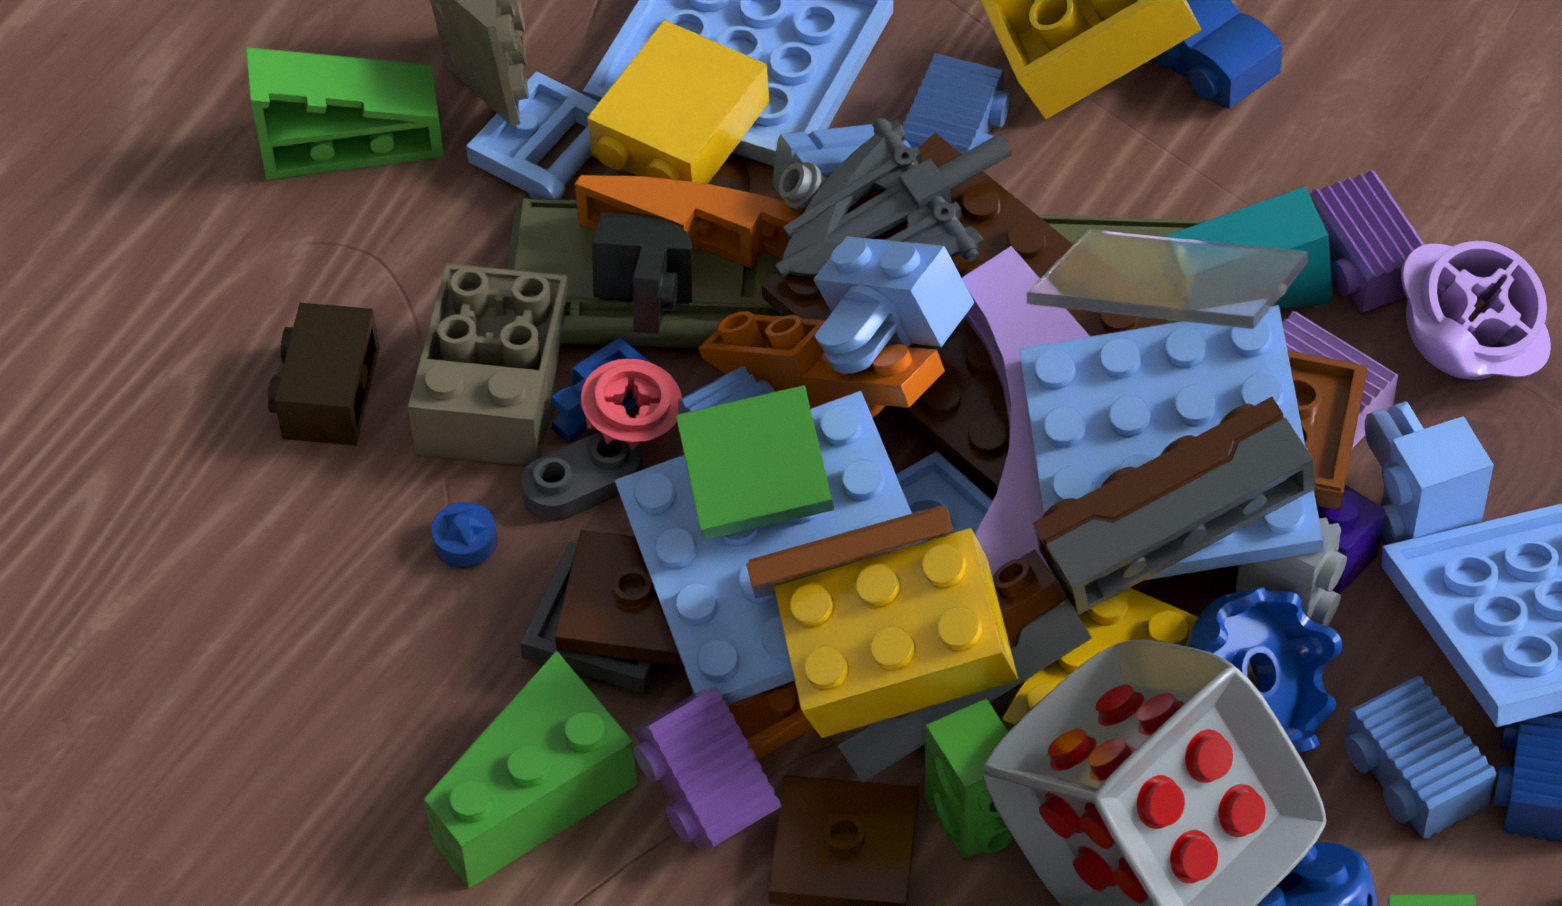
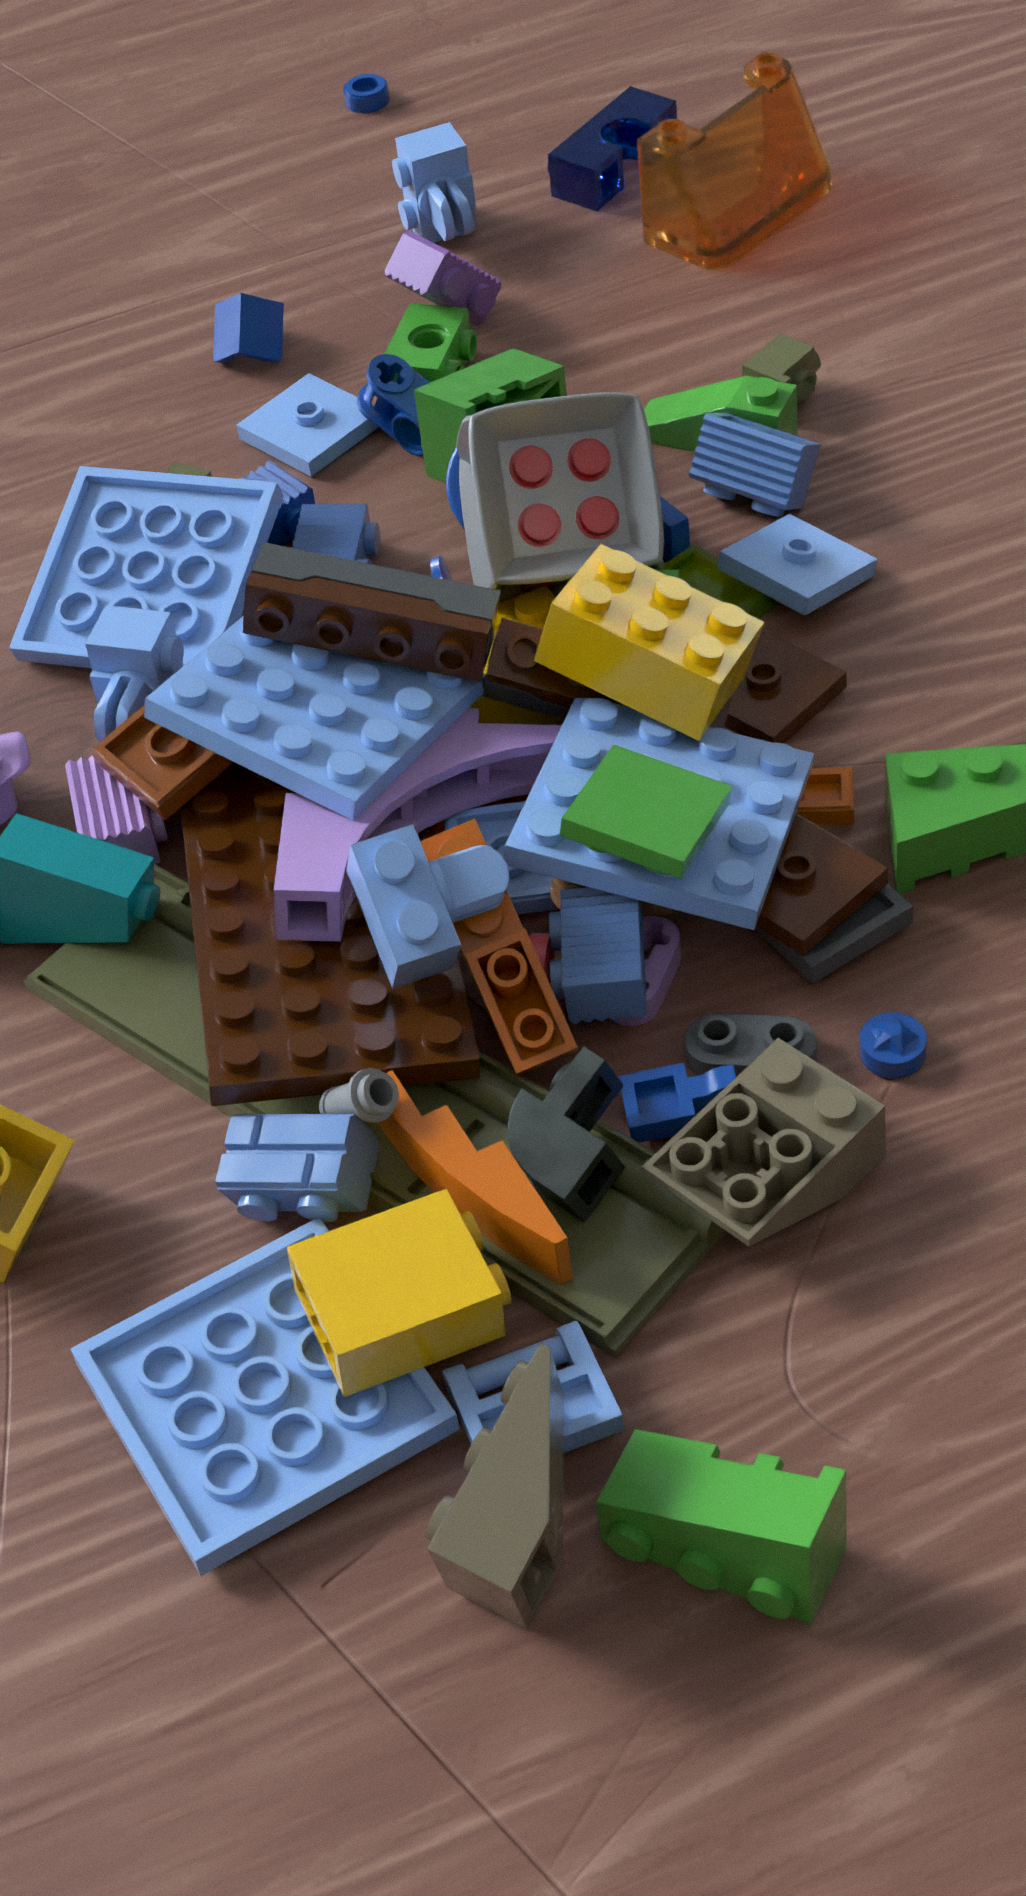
camera: 140 degrees left, 5 degrees down
(325, 373) = (928, 1240): dark brown brick -> none
(654, 393) = (667, 1018): coral gear -> none
(704, 769) = (843, 726): medium lavender brick -> none
(846, 548) = (641, 683): dark orange tile -> none
(911, 194) = (326, 1021): dark grey bar -> none
(957, 103) = (147, 1189): medium blue brick -> none
(1169, 278) = (185, 801): clear piece -> none

